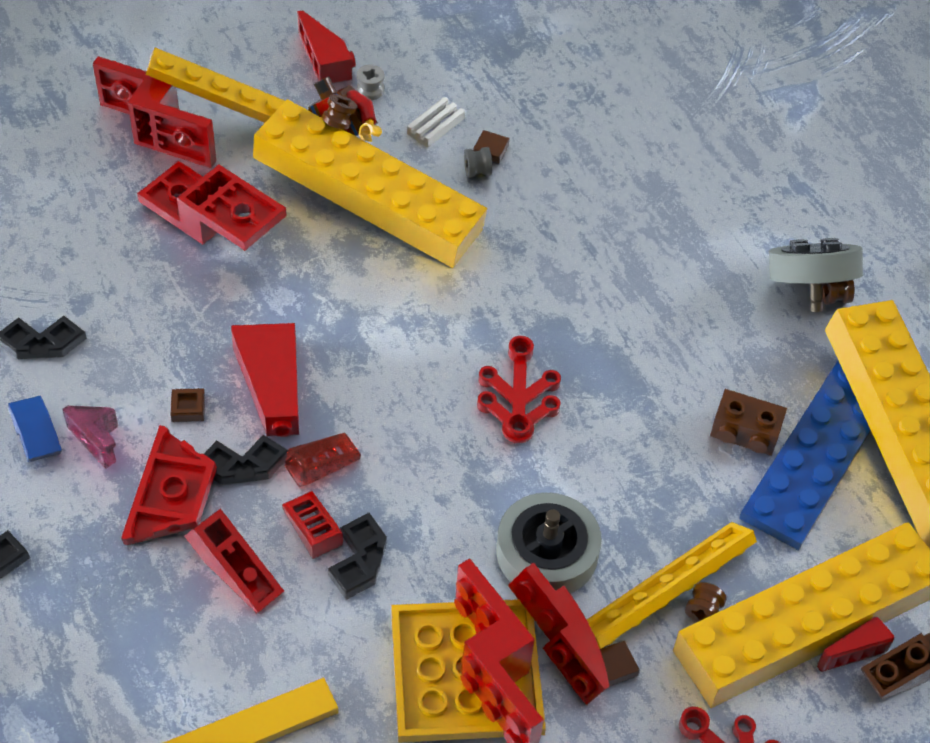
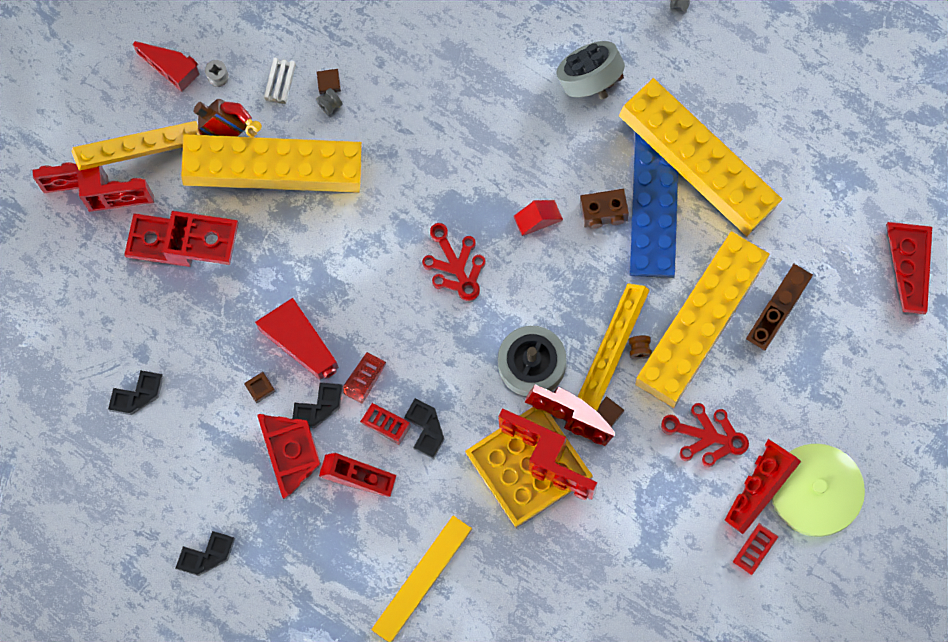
camera: 20 degrees left, 20 degrees up
(34, 428) = (180, 457): blue slope -> none
(92, 429) = (212, 438): clear pink slope -> none
(339, 111) = (226, 127): reddish brown wheel -> none
(657, 391) = (537, 216): none -> red slope
(862, 643) = (740, 320): red slope -> none

